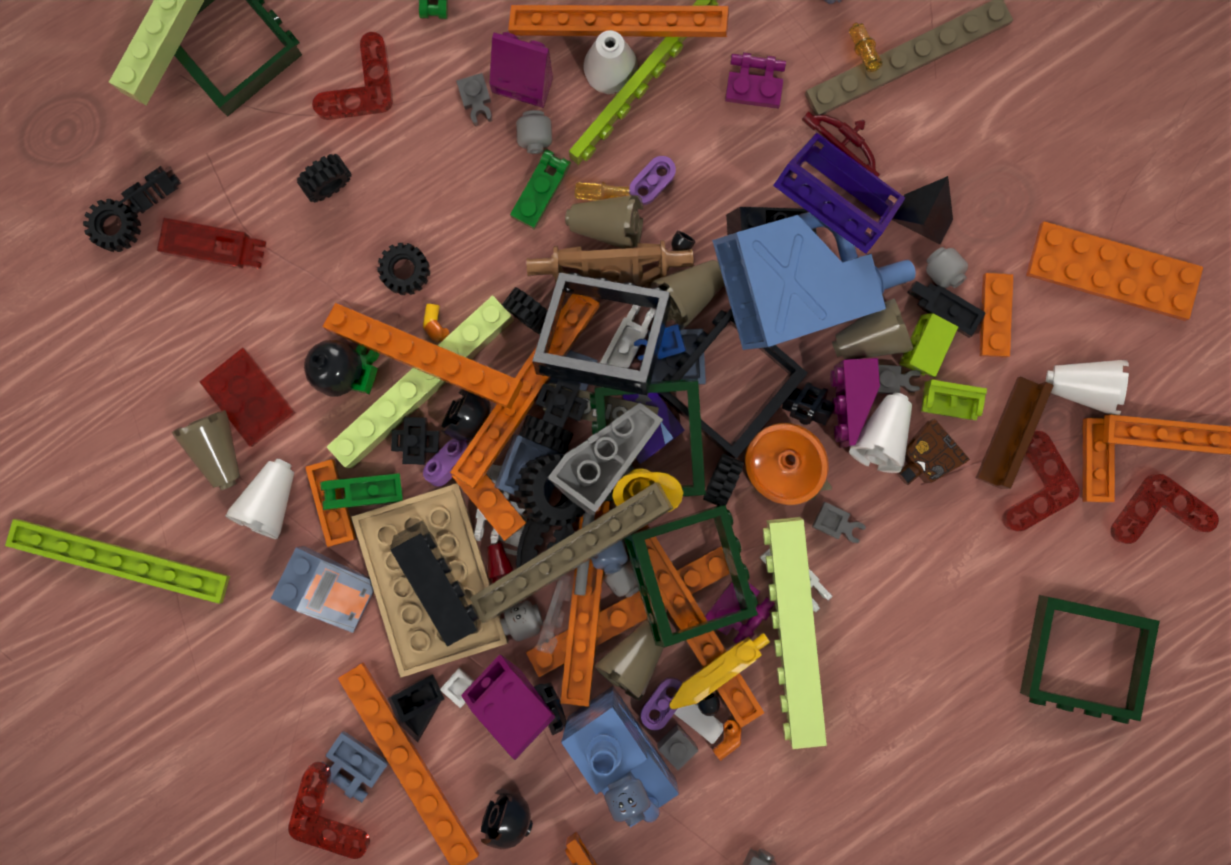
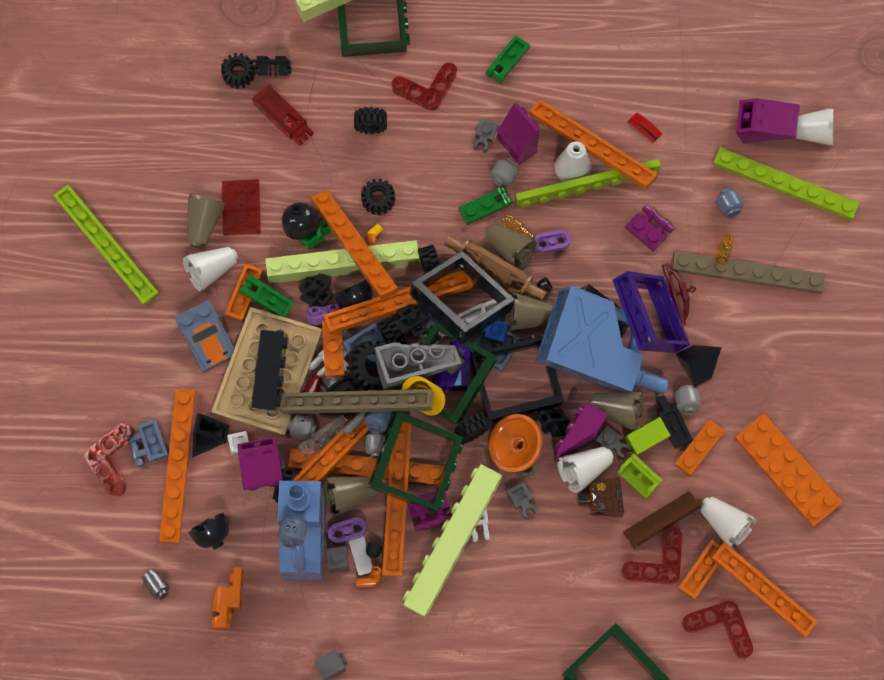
camera: 30 degrees right, 15 degrees down
(718, 672) = (392, 531): yellow piece -> none

